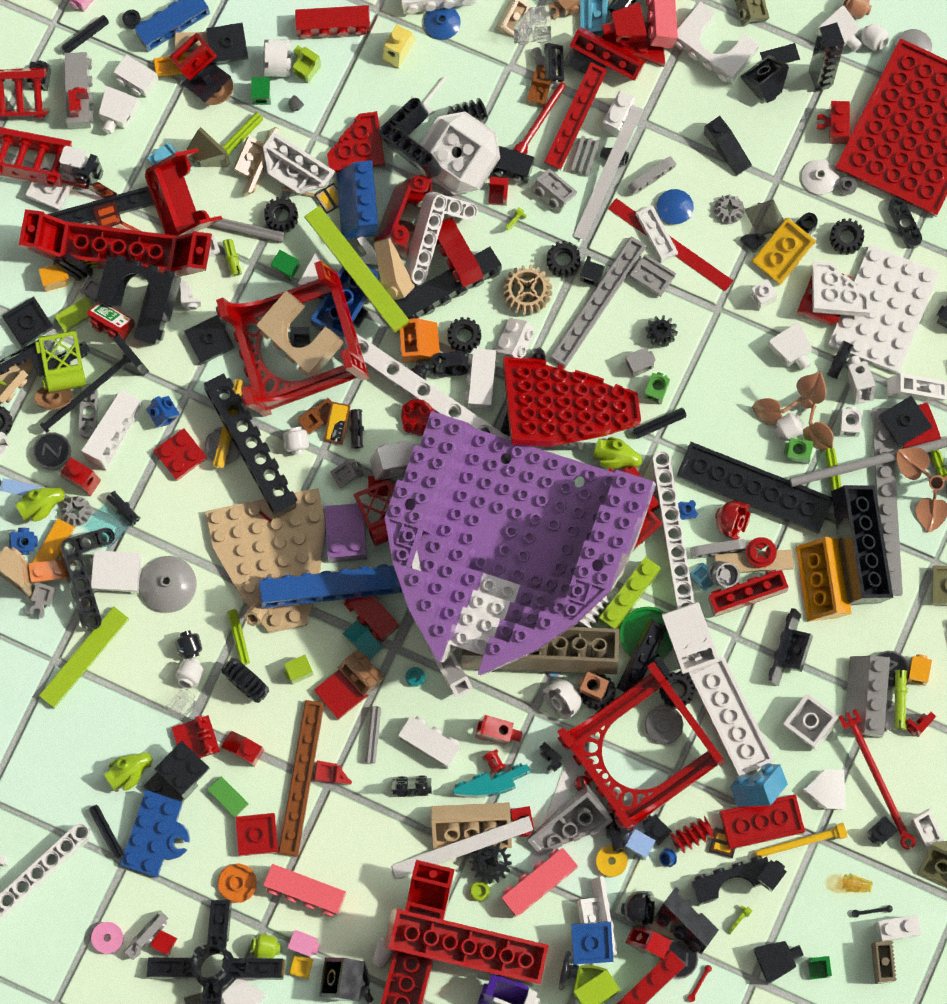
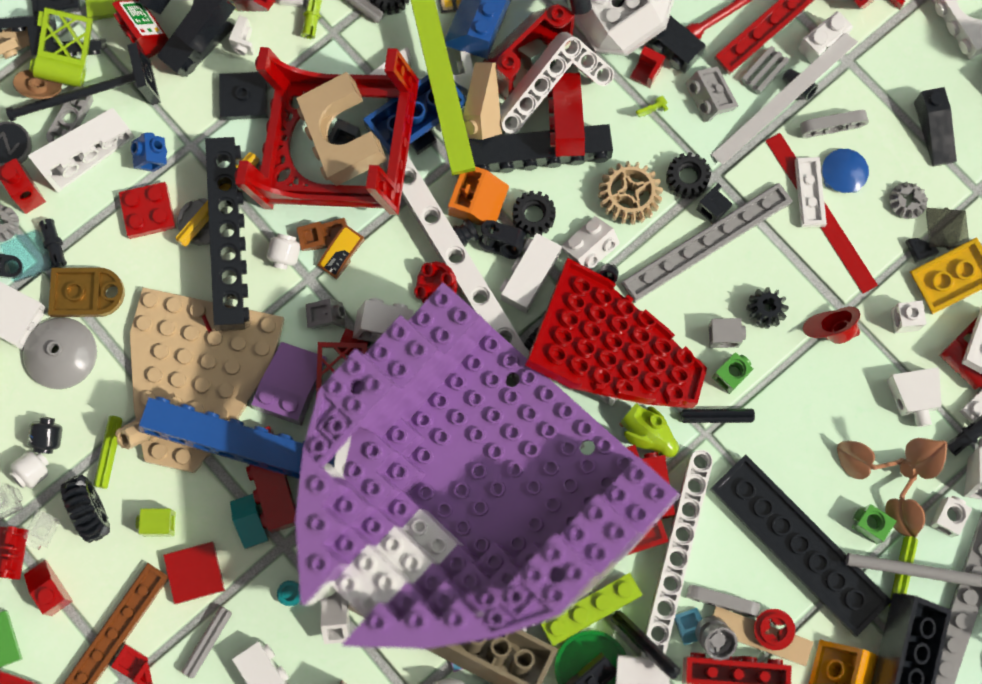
camera: 20 degrees right, 0 degrees up
(163, 533) = (83, 292): none -> pearl gold plate
(219, 709) = (41, 529): none -> clear brick
(286, 264) = (368, 48): green panel -> none
(356, 429) = (360, 268): black pin -> none
(361, 672) = (226, 560): medium nougat brick -> none
(652, 275) = (785, 238): light grey plate -> none
(677, 599) = (646, 645): none -> black axle
(691, 513) = (709, 542): blue plate -> none
(714, 323) = (835, 325): none -> red piece
(732, 519) = (756, 571): red cylinder -> none
(789, 426) = (873, 489): white head -> none

